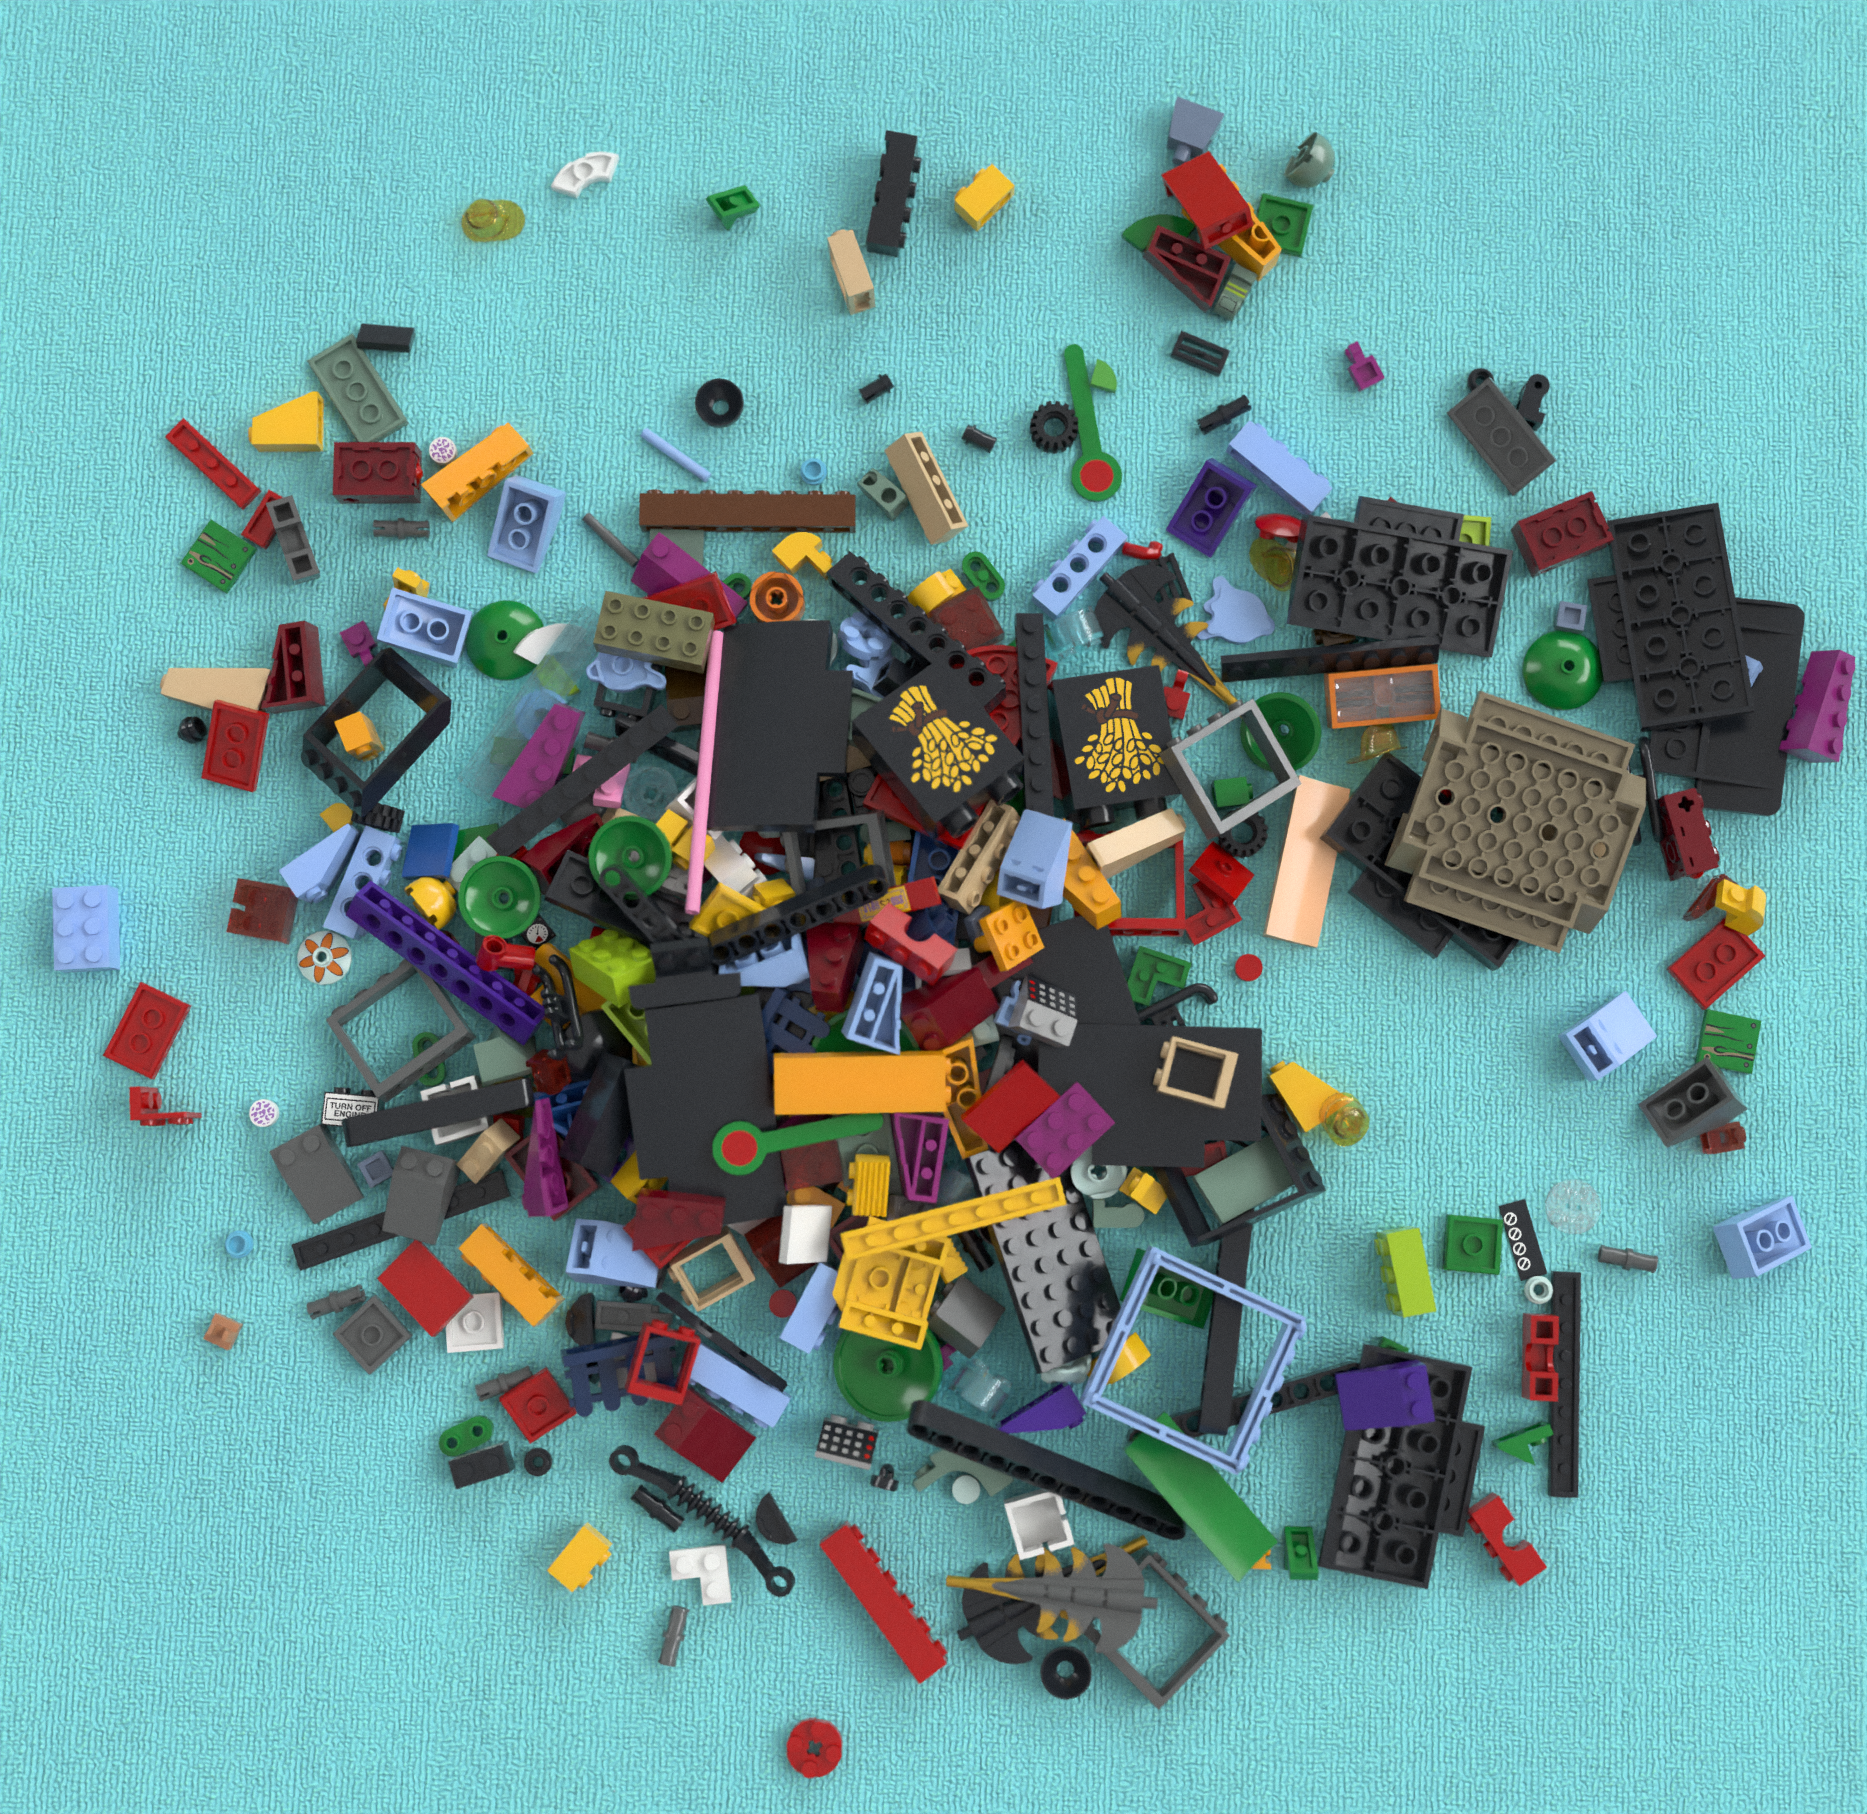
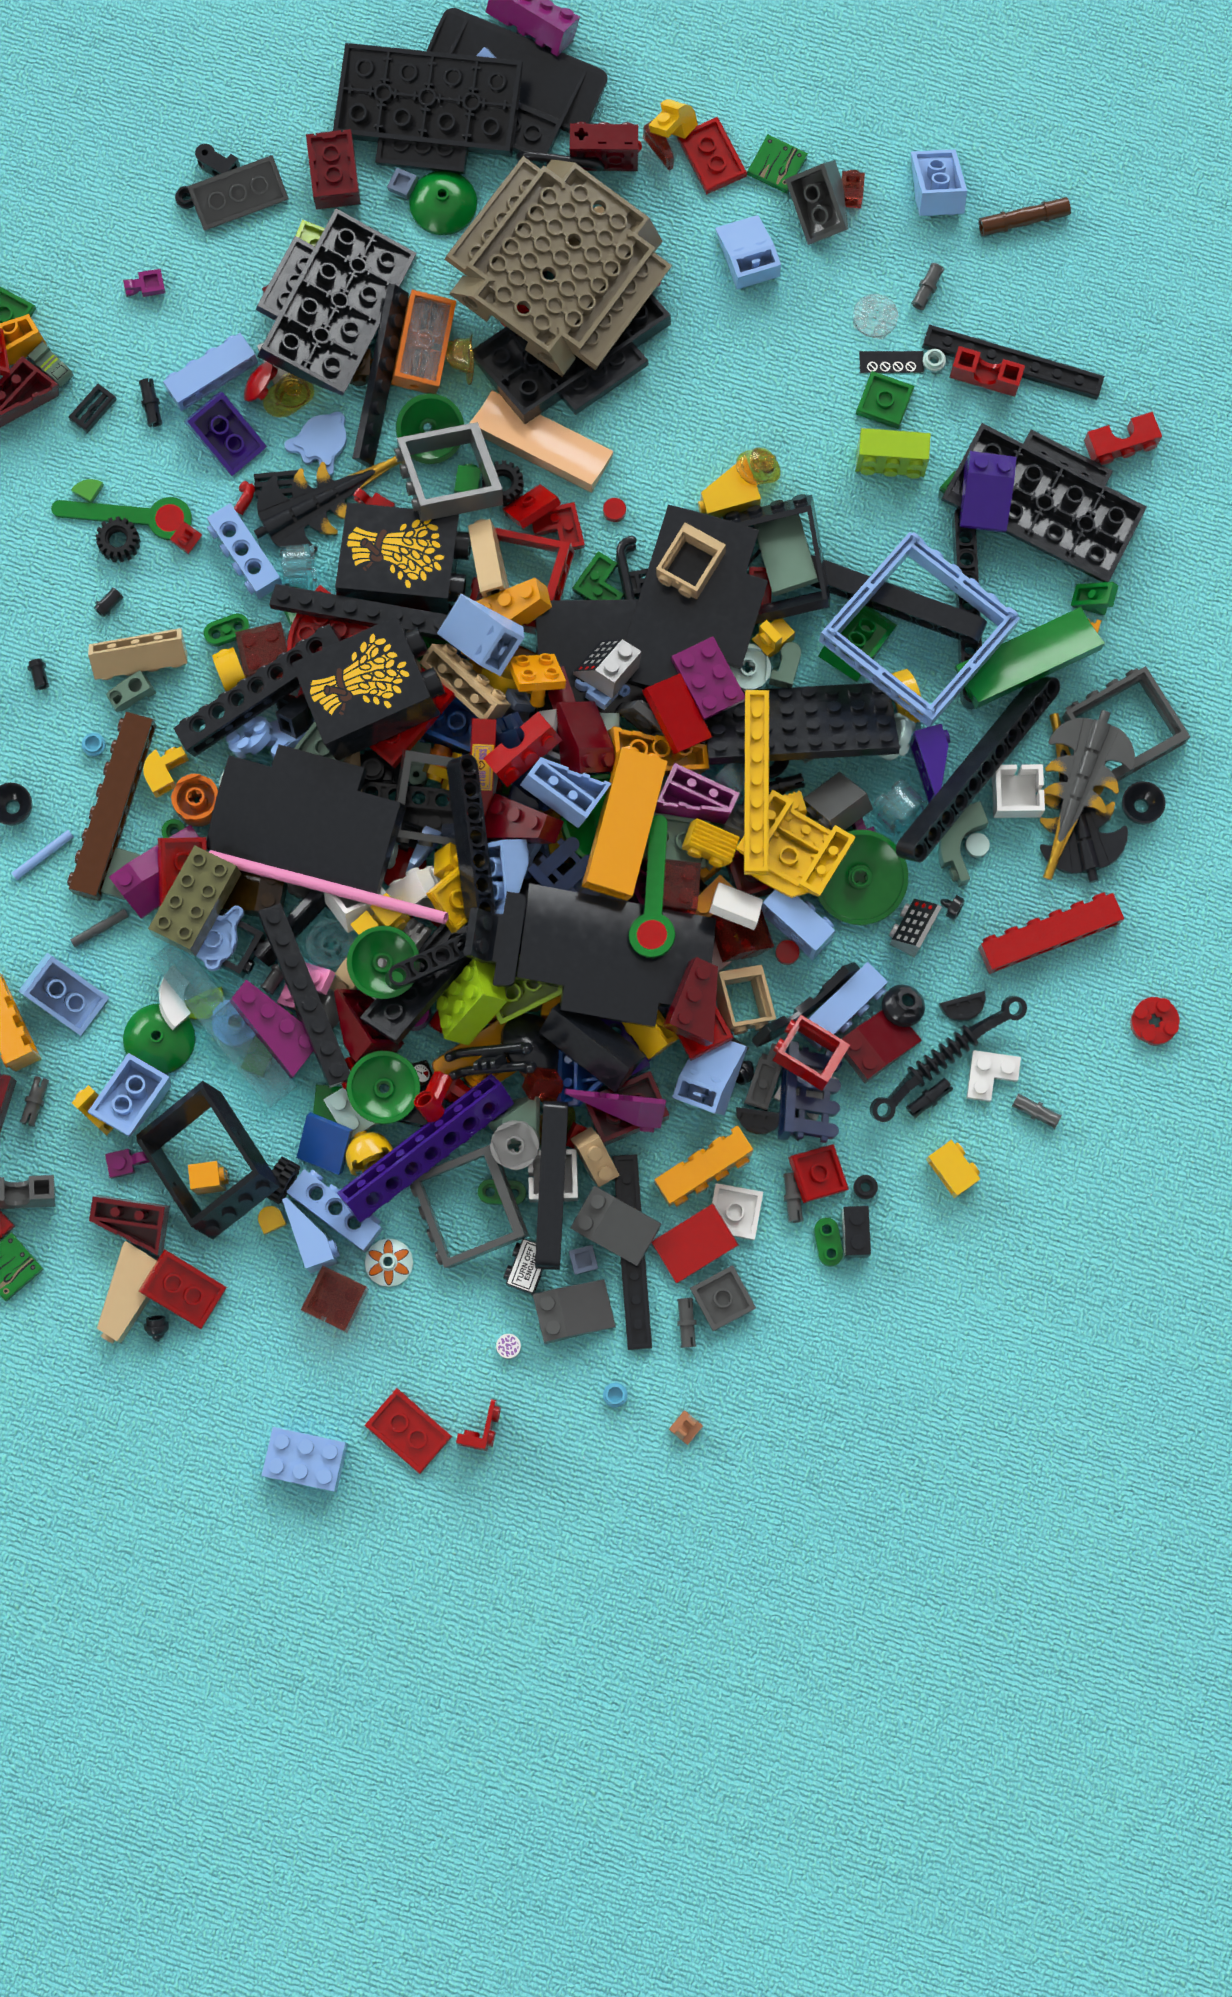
camera: 75 degrees left, 5 degrees down
(487, 1060) = (502, 1138): none -> light grey plate
(745, 1443) = (899, 1013): none -> black piece
(1077, 500) = (185, 537): none -> red tile
(1517, 1442) = (1050, 406): green slope -> none
(1750, 1352) = (1024, 216): none -> reddish brown piece

